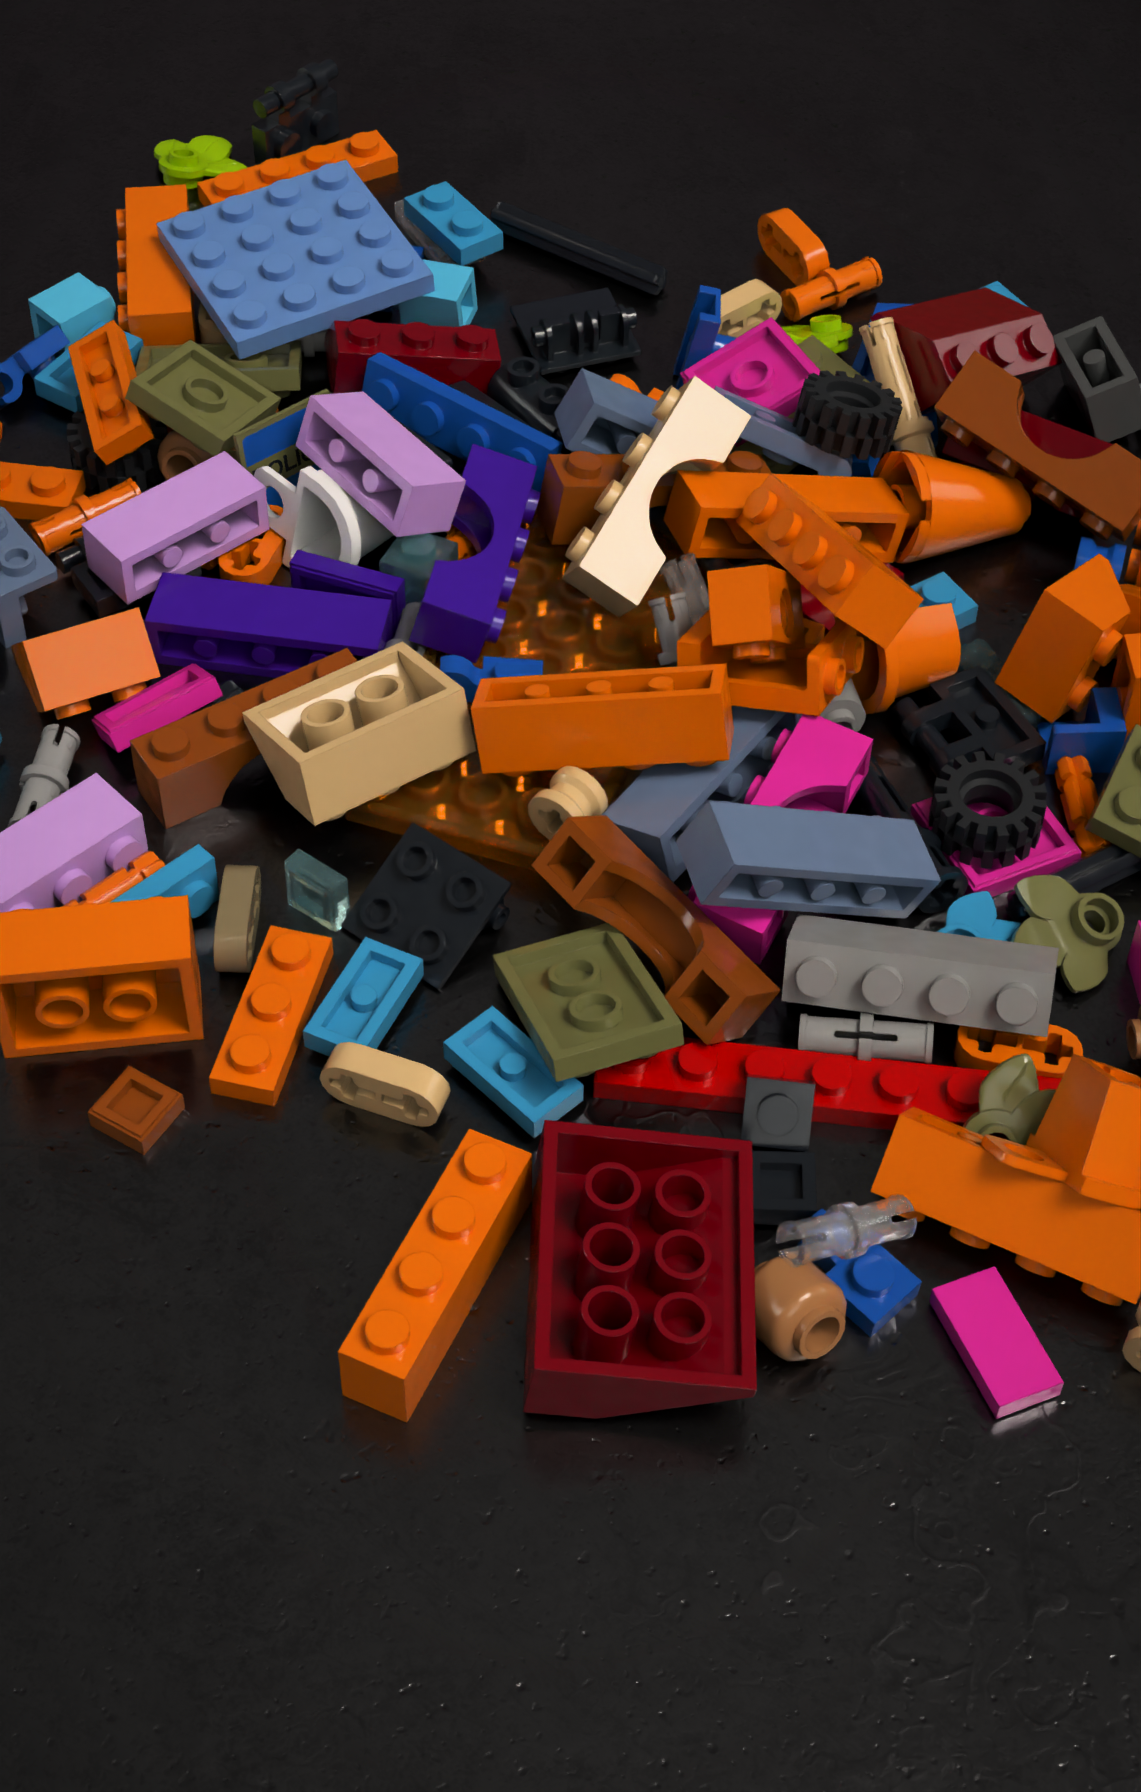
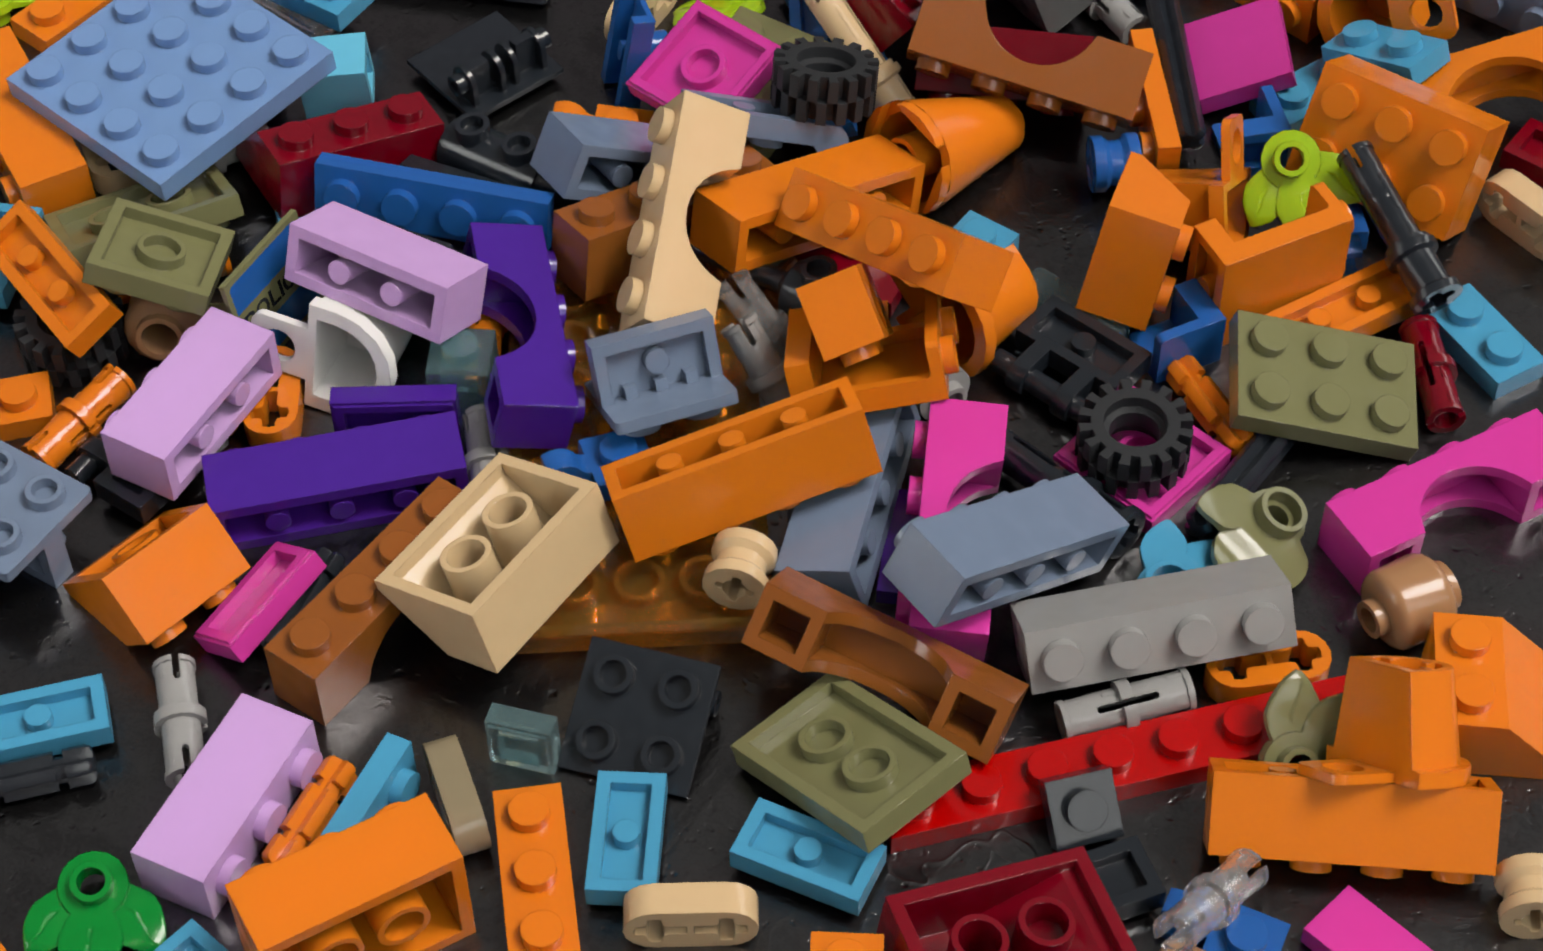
camera: 20 degrees left, 0 degrees up
(574, 617) = (658, 374): none -> sand blue bracket

